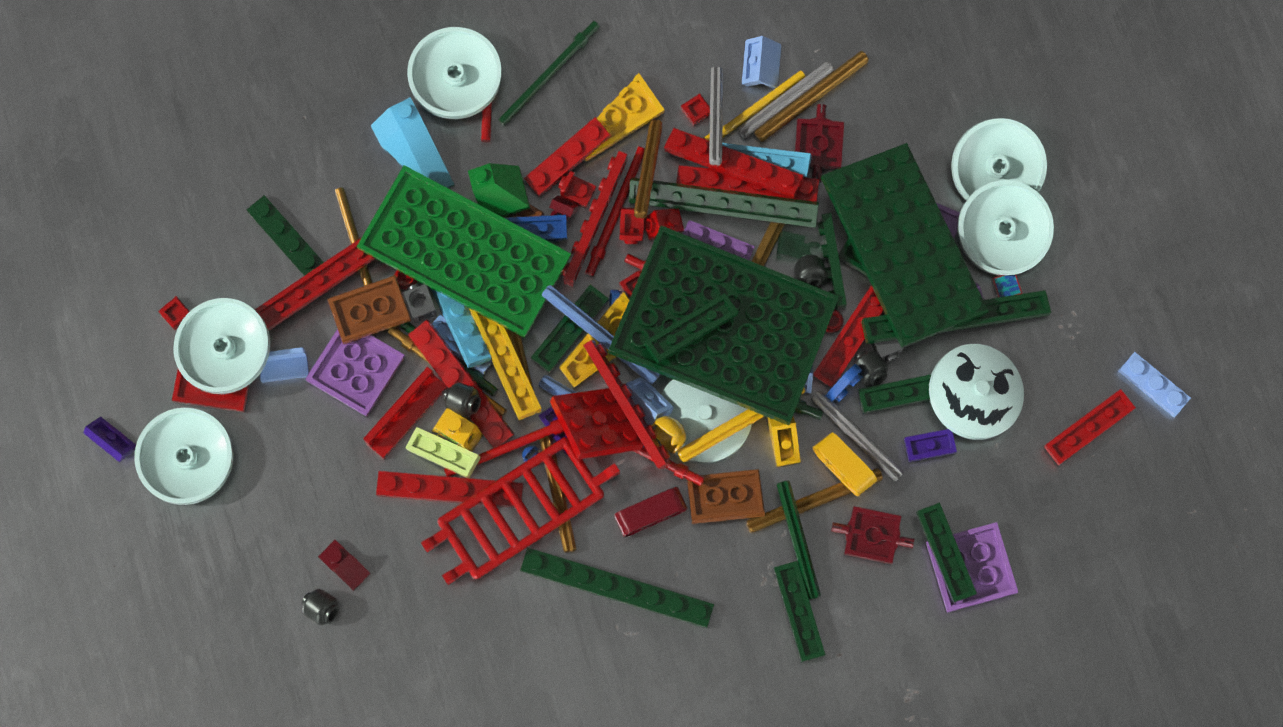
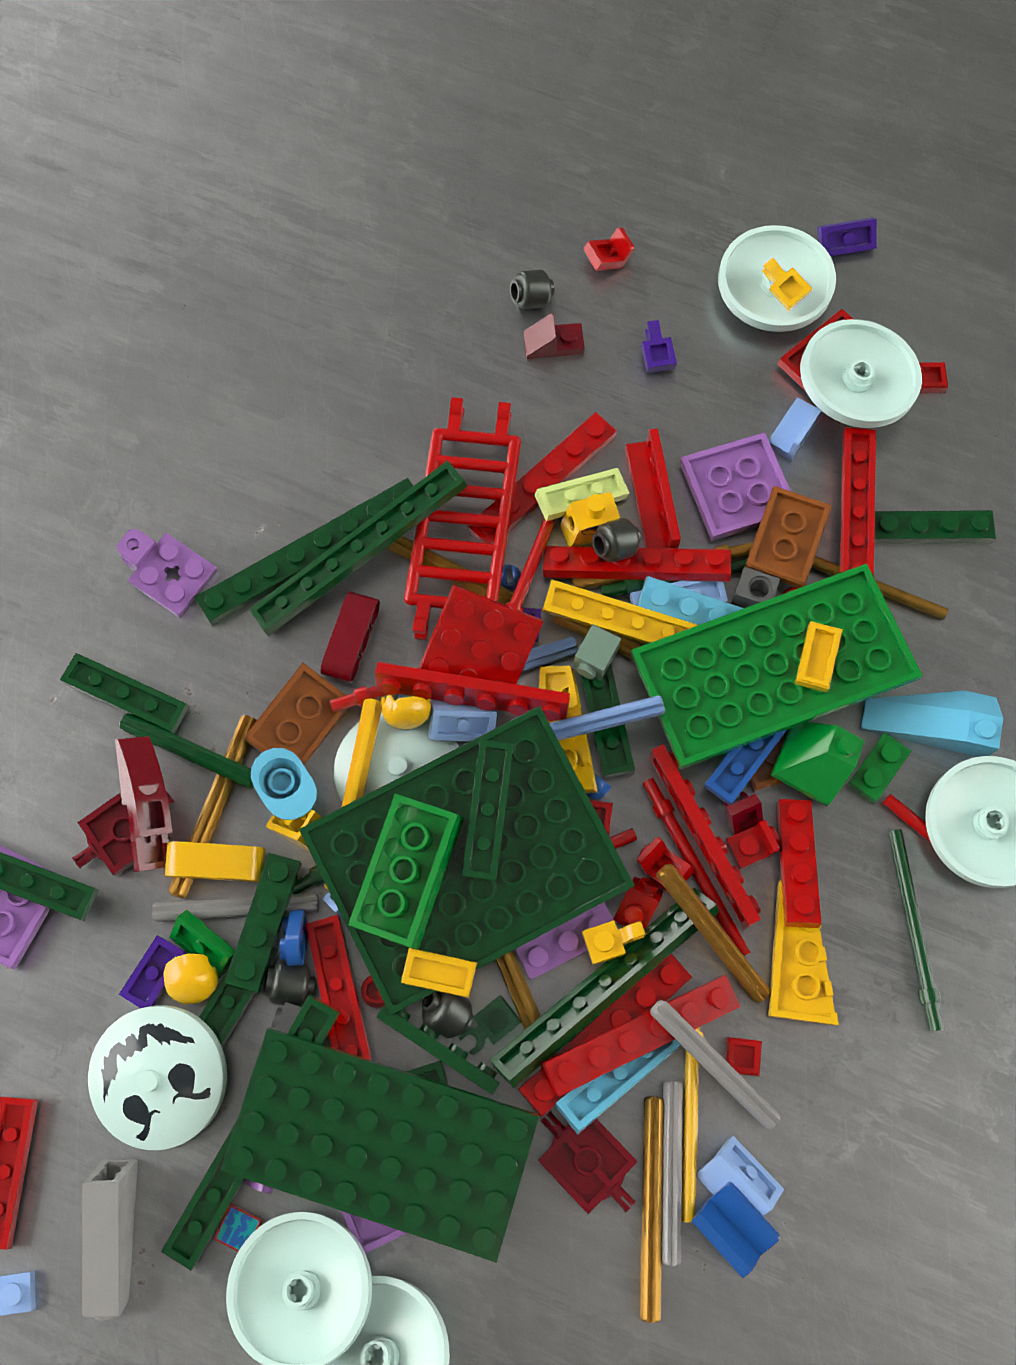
camera: 130 degrees right, 5 degrees down
(191, 437) = (787, 286): none -> yellow plate
(248, 581) = (611, 252): none -> red bracket
(299, 490) = (657, 351): none -> dark purple plate
(441, 228) = (818, 656): none -> yellow tile
(469, 156) = (879, 768): none -> green plate
(542, 356) = (596, 653): none -> sand green brick
(594, 551) = (358, 548): none -> dark green plate
(700, 220) = (606, 941): none -> yellow plate
(706, 672) = (154, 560): none -> medium lavender plate
(761, 345) = (406, 871): none -> green slope
(771, 461) = (283, 784): none -> medium azure piece
(786, 48) = (735, 1228): none -> blue panel
(796, 287) = (439, 972): none -> yellow tile
(845, 529) = (146, 802): none -> dark red slope
(852, 408) = (263, 923): none -> dark green plate
(892, 432) = (197, 938): none -> green plate
(915, 419) = (190, 978): none -> yellow hair
(1067, 344) = (108, 1237): none -> light grey slope

